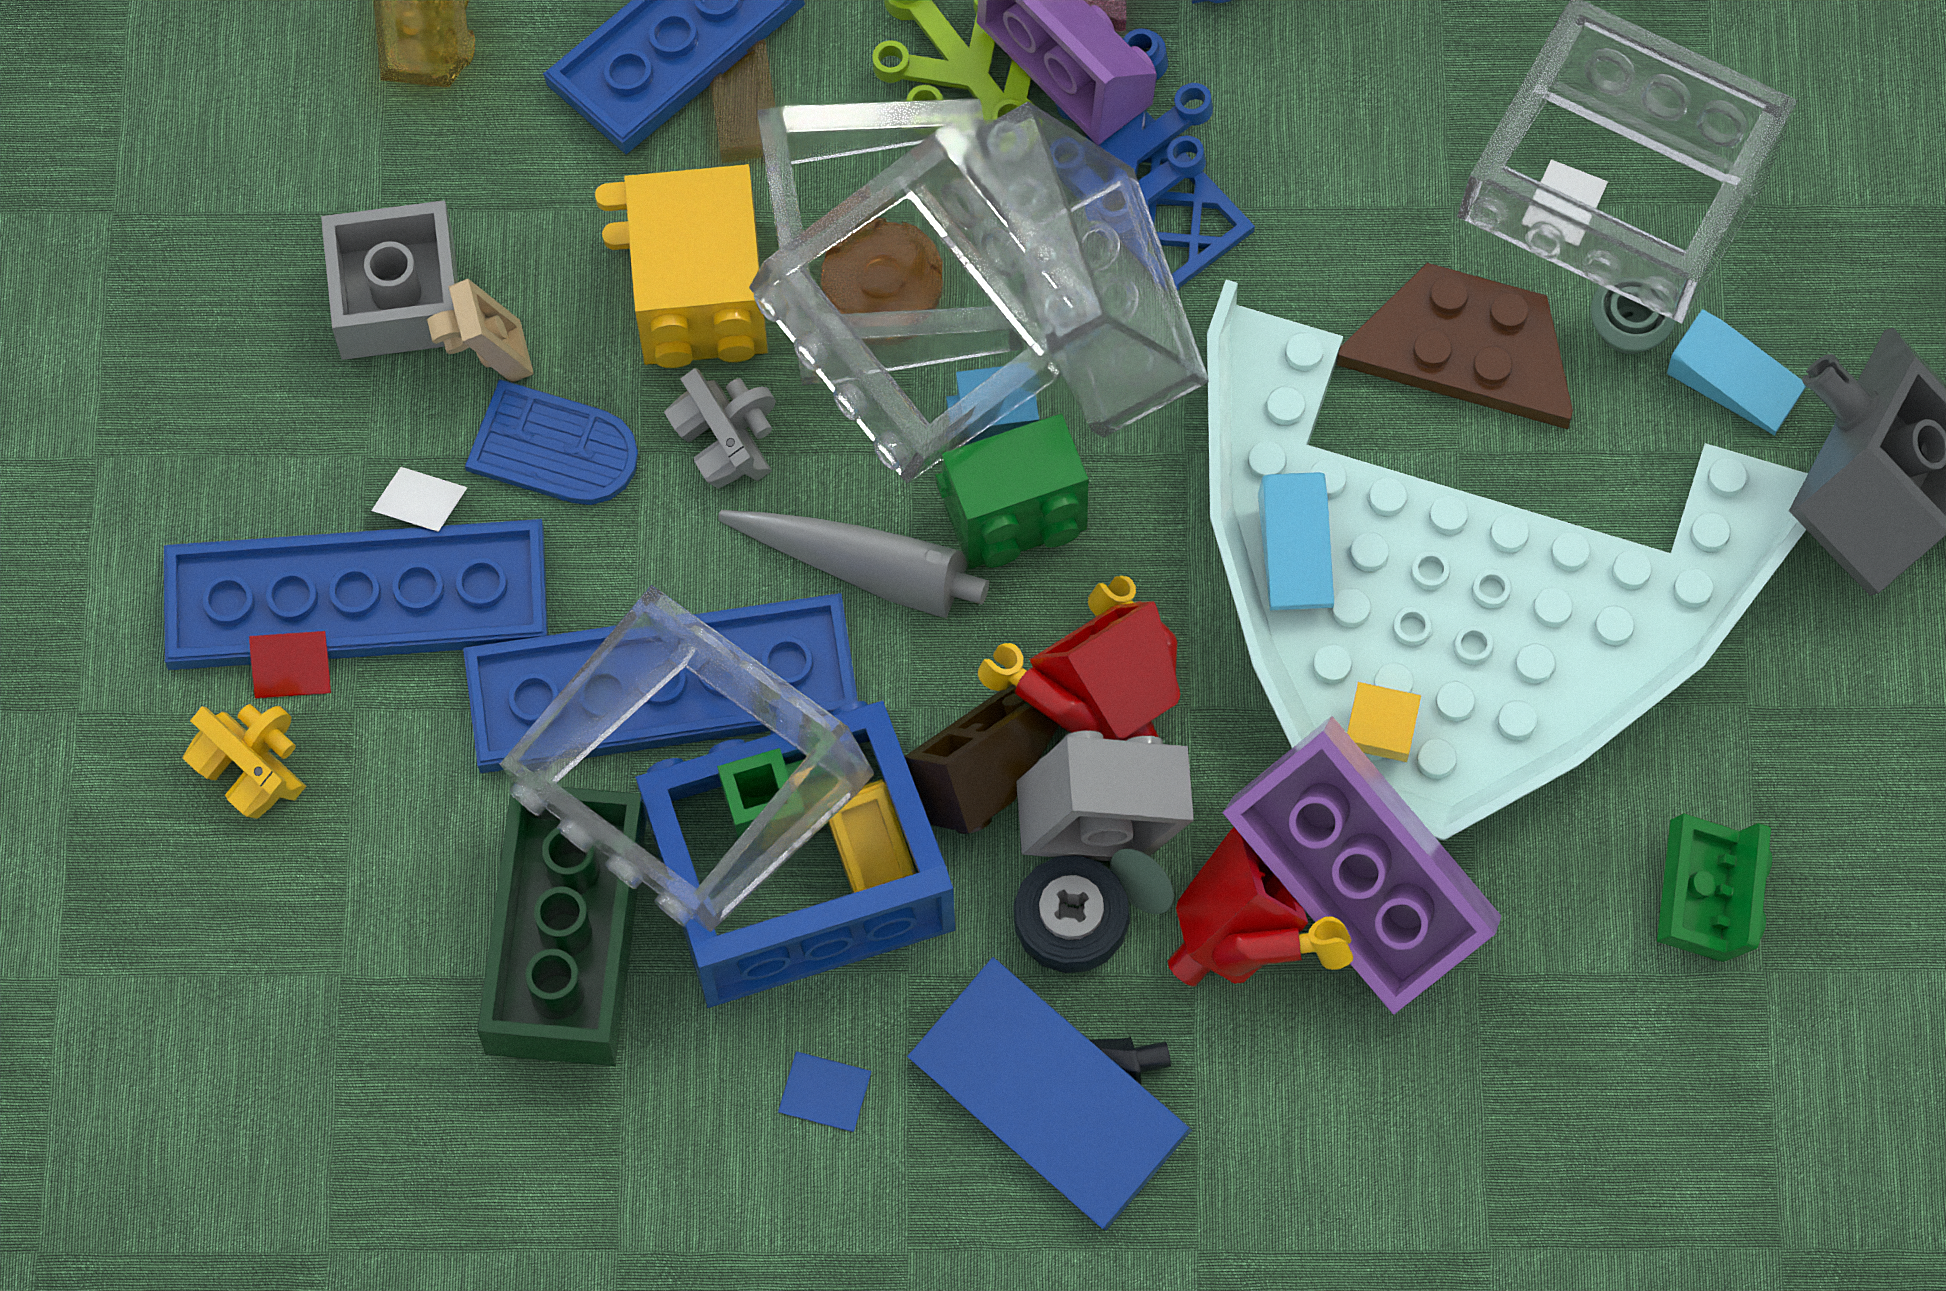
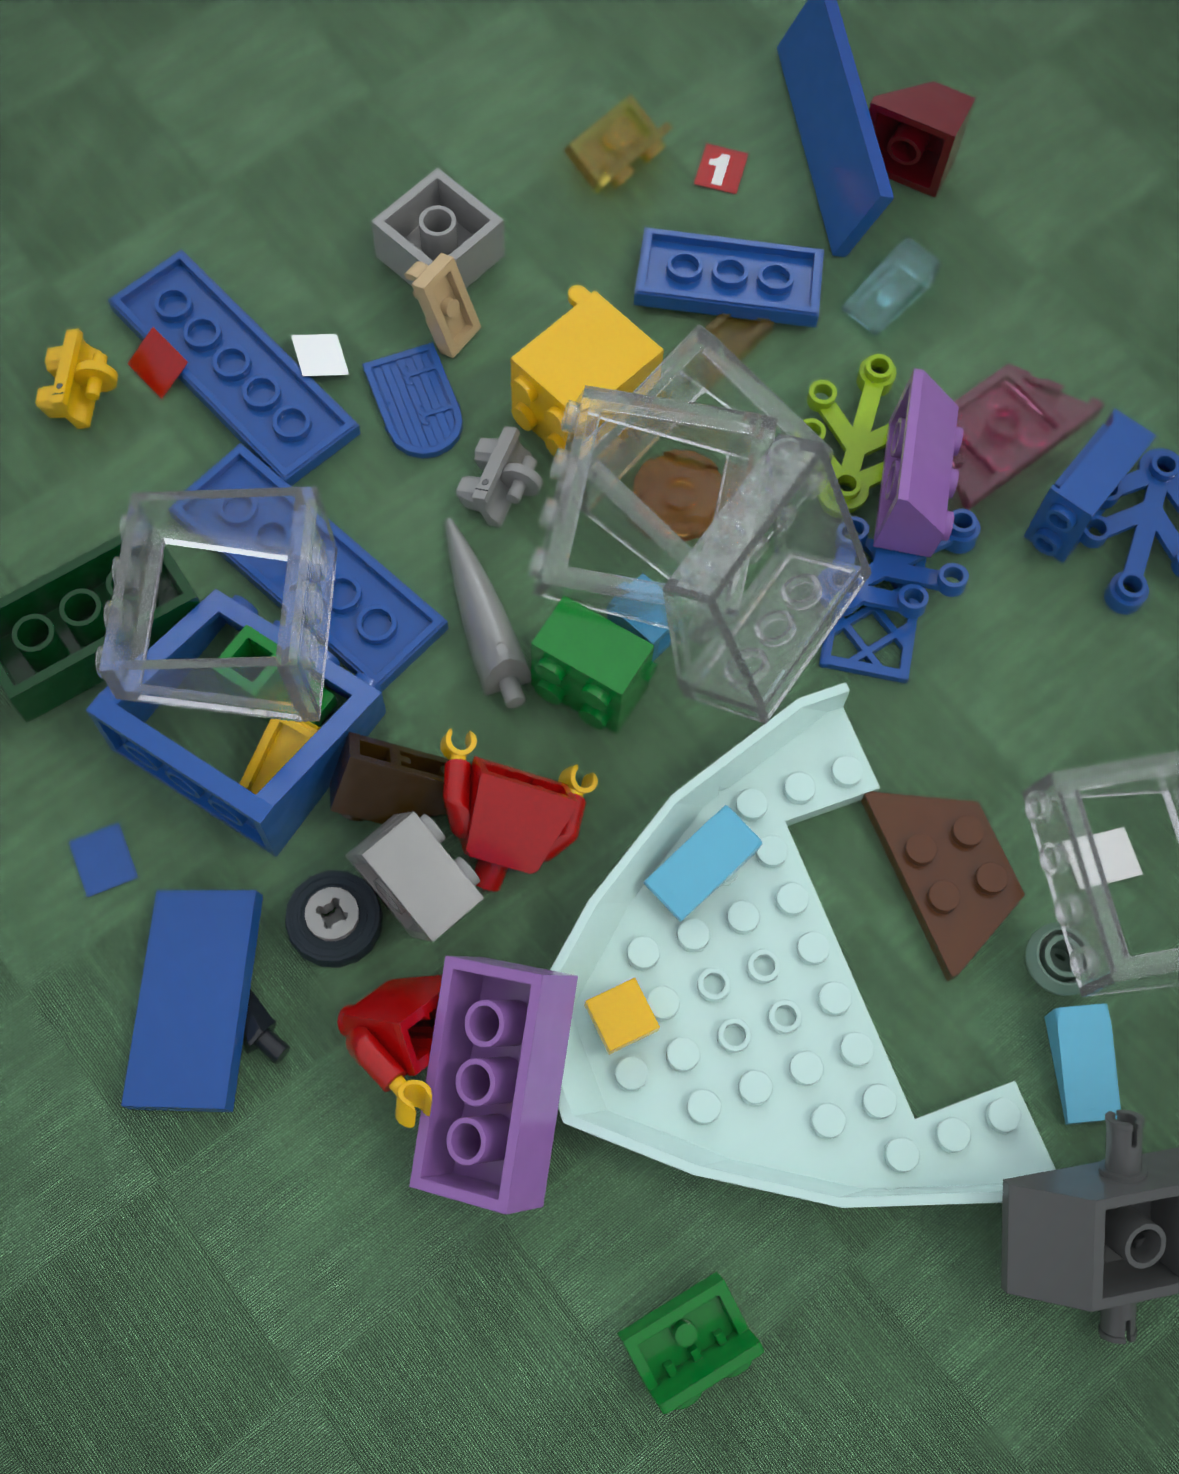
camera: 45 degrees right, 0 degrees up
(1143, 880) = (389, 945): sand green sticker -> none

